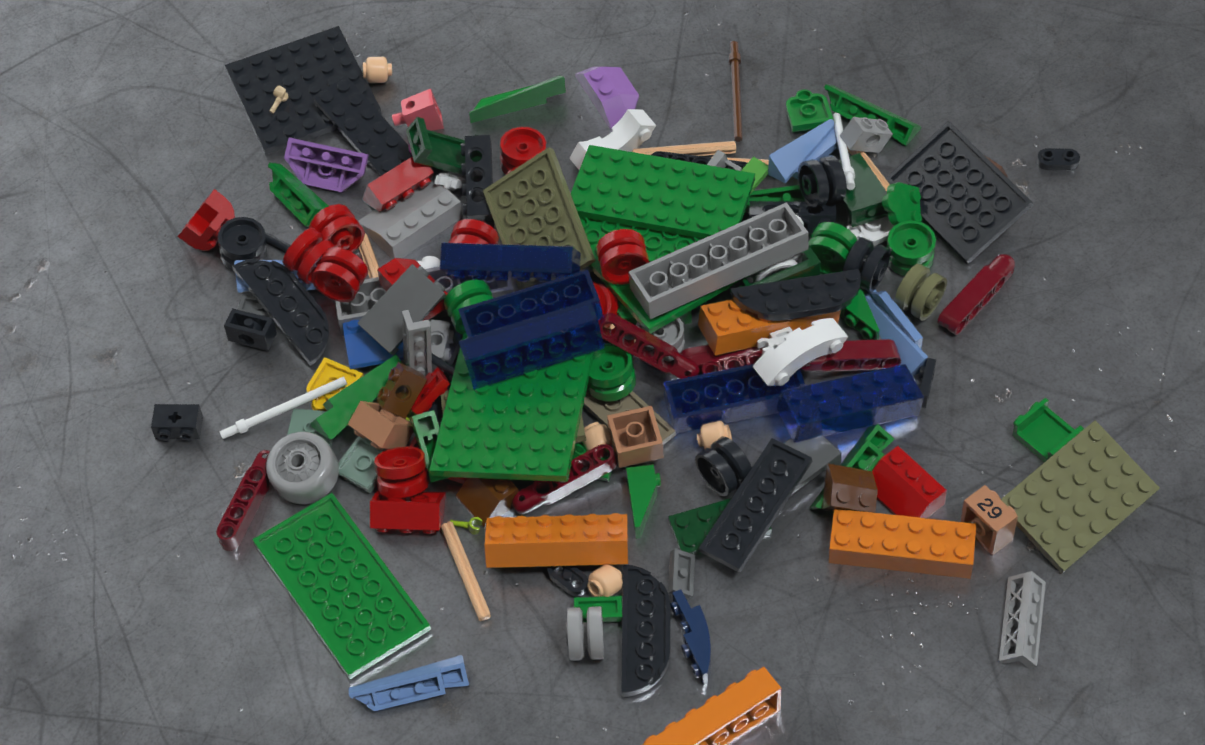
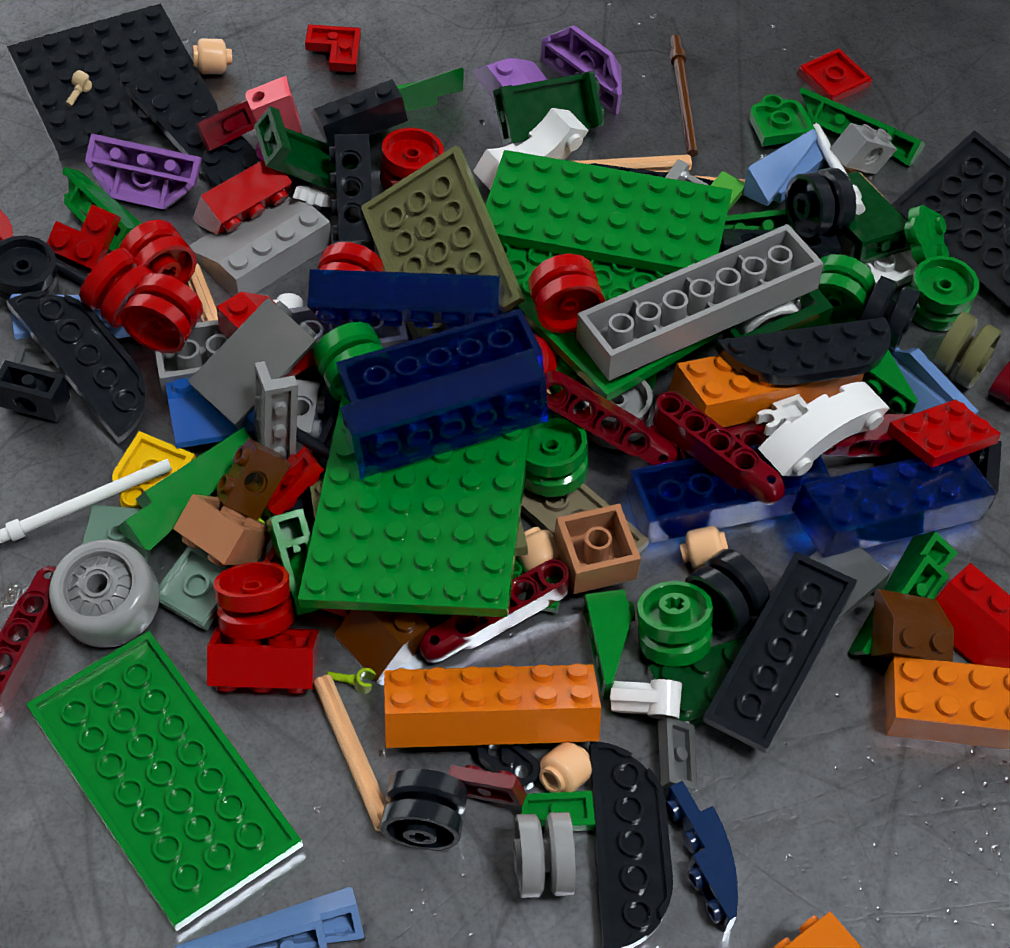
camera: 10 degrees left, 0 degrees up
(289, 219) = (88, 244): none -> red plate
(386, 128) = (226, 125): none -> dark red plate
(474, 54) = (341, 43): none -> red plate
(486, 116) = (361, 112): none -> black slope
(509, 605) = (424, 809): none -> black wheel
(551, 591) = (490, 786): none -> dark red plate
(610, 105) = (526, 105): none -> dark green panel
(660, 71) = (575, 53): none -> medium lavender wedge
(663, 537) = (656, 698): none -> white piece
(686, 487) = (675, 623): none -> green wheel
(719, 358) = (716, 448): none -> dark red piece
(857, 71) = (834, 75): none -> red tile
(891, 353) = (943, 433): none -> red plate

